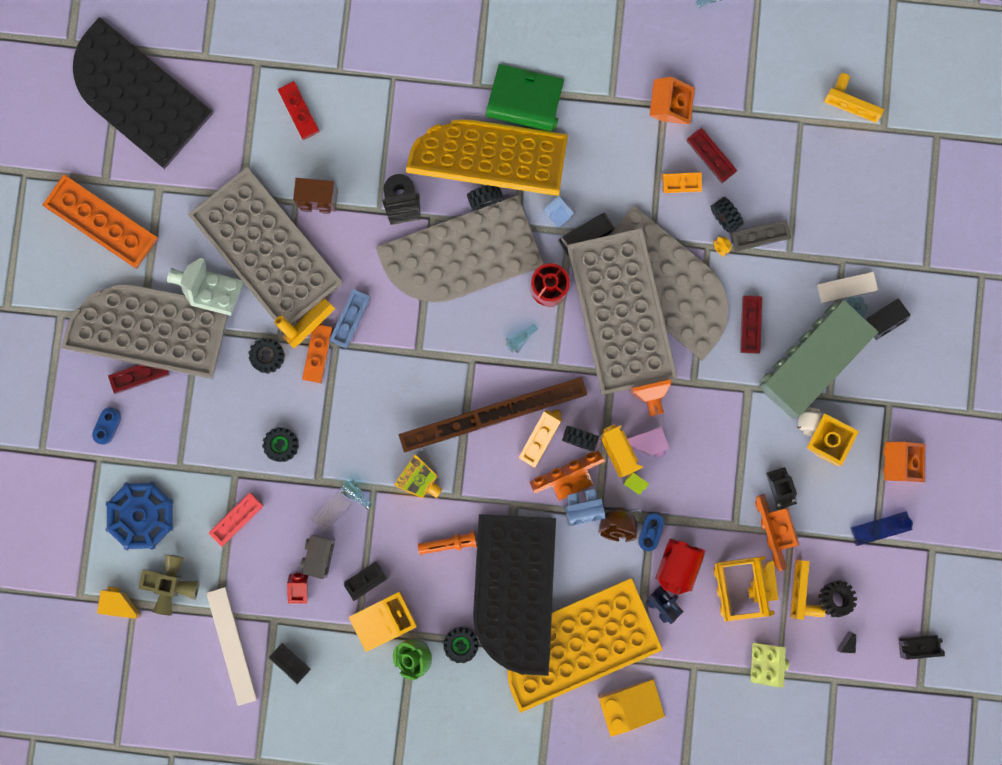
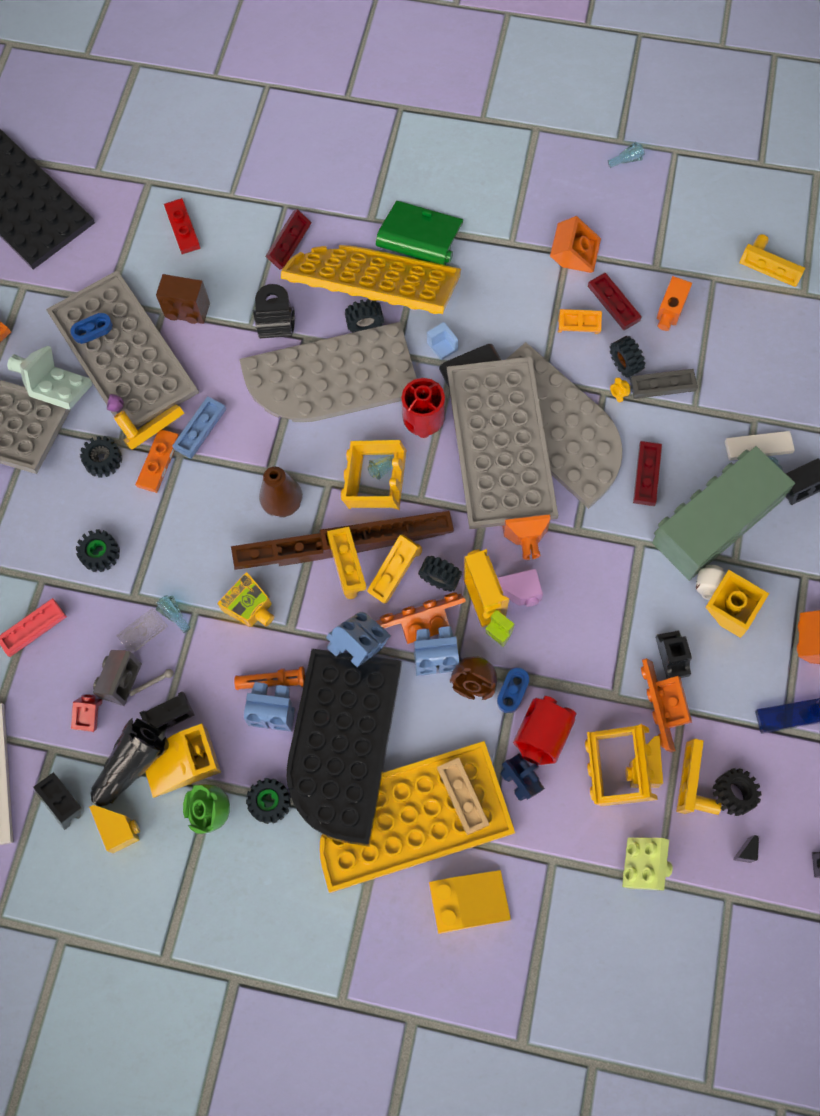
camera: 10 degrees right, 15 degrees down
(235, 231) = (91, 327): none -> blue plate
(270, 306) = (115, 403): none -> medium lavender hinge
(339, 680) = (115, 829): none -> yellow slope
(344, 627) = (131, 757): none -> black cone
(360, 546) = (168, 673): none -> light grey hinge
(402, 118) = (288, 239): none -> dark red plate
(433, 384) = (279, 493): none -> reddish brown cone
(452, 574) = (269, 710): none -> medium blue hips
(493, 351) = (352, 474): none -> yellow window
(500, 437) = (346, 562): none -> yellow piece
(518, 503) = (359, 637): none -> medium blue hips
(618, 627) = (463, 796): none -> tan plate
(768, 149) = (673, 303): none -> orange torso

